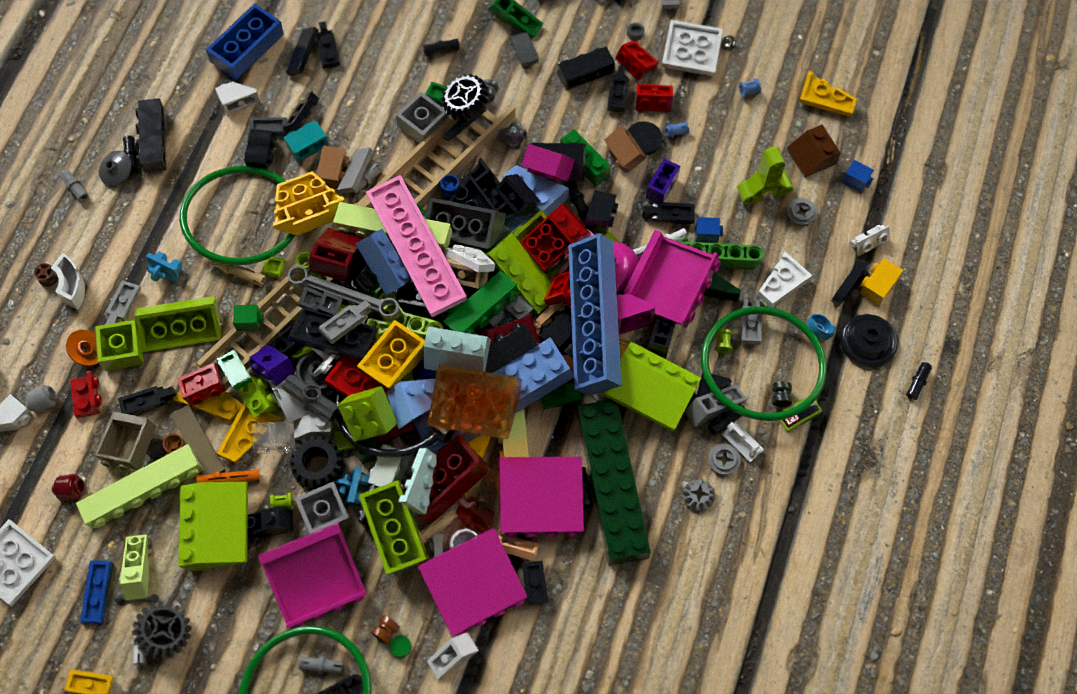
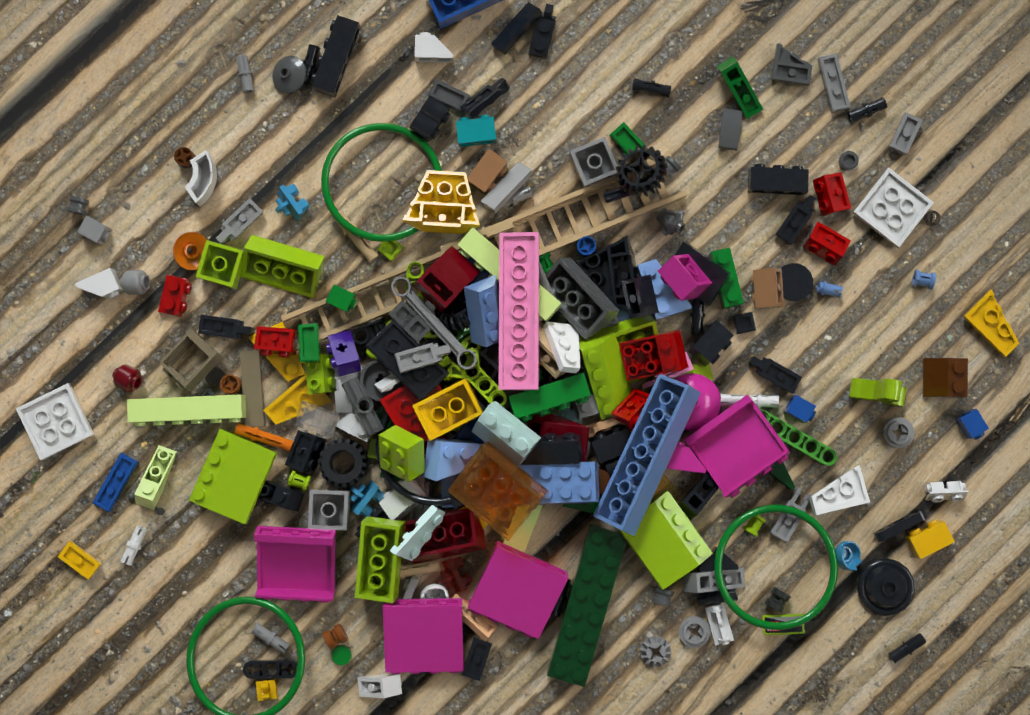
camera: 30 degrees right, 20 degrees up
(157, 623) = (145, 549): dark grey gear -> none
(275, 473) = (305, 452): none -> black bracket
(620, 187) = (744, 323): none -> black tile
(663, 181) = (785, 341): dark purple brick -> none
(678, 441) = (662, 596): none -> dark grey wheel

